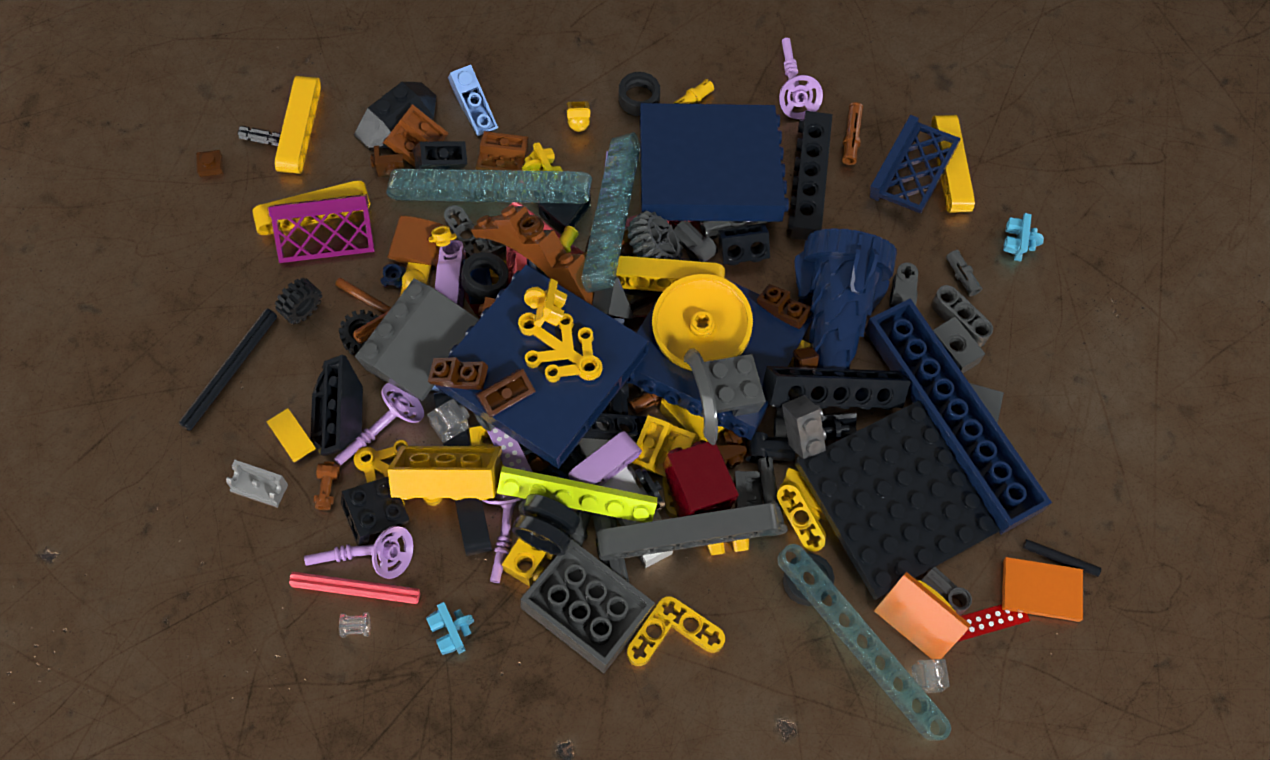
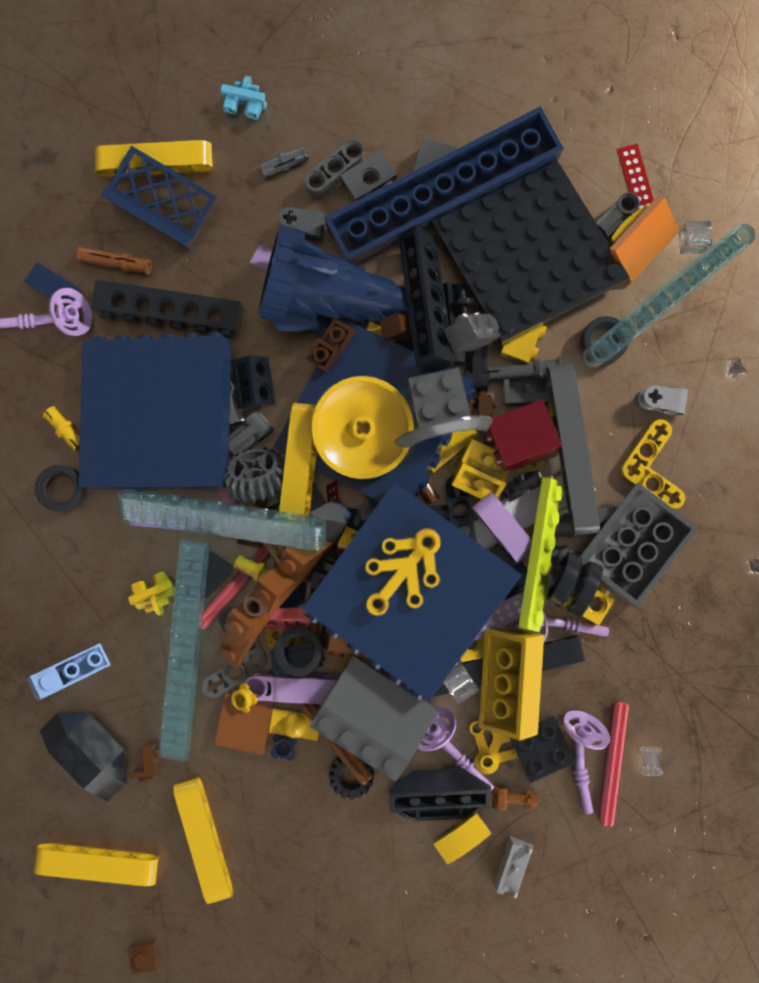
camera: 85 degrees left, 20 degrees up
(227, 369) = (389, 908): black axle -> none
(259, 135) = (108, 906): axle -> none
(298, 300) = (319, 844): black tyre -> none
(321, 207) = (213, 836): magenta fence -> none
(361, 295) = (308, 774): dark orange bar -> none
(411, 130) = (118, 732): dark orange slope -> none
(440, 155) = (145, 705): black brick -> none
(442, 618) = (665, 668): medium azure hips -> none
(457, 374) = (430, 675): reddish brown slope -> none
(502, 152) = (136, 637): dark orange slope -> none
(505, 392) = (450, 627): reddish brown slope -> none
(547, 303) = (357, 589): yellow hips -> none
(578, 115) = (87, 555): yellow tile -> none
(747, 646) = (667, 400): none -> light grey piece
(816, 529) = (539, 342): yellow beam -> none
(829, 79) = (48, 282): none -> dark blue slope
(1042, 589) = (611, 128): orange tile -> none
(1061, 557) = (580, 106): black bar -> none

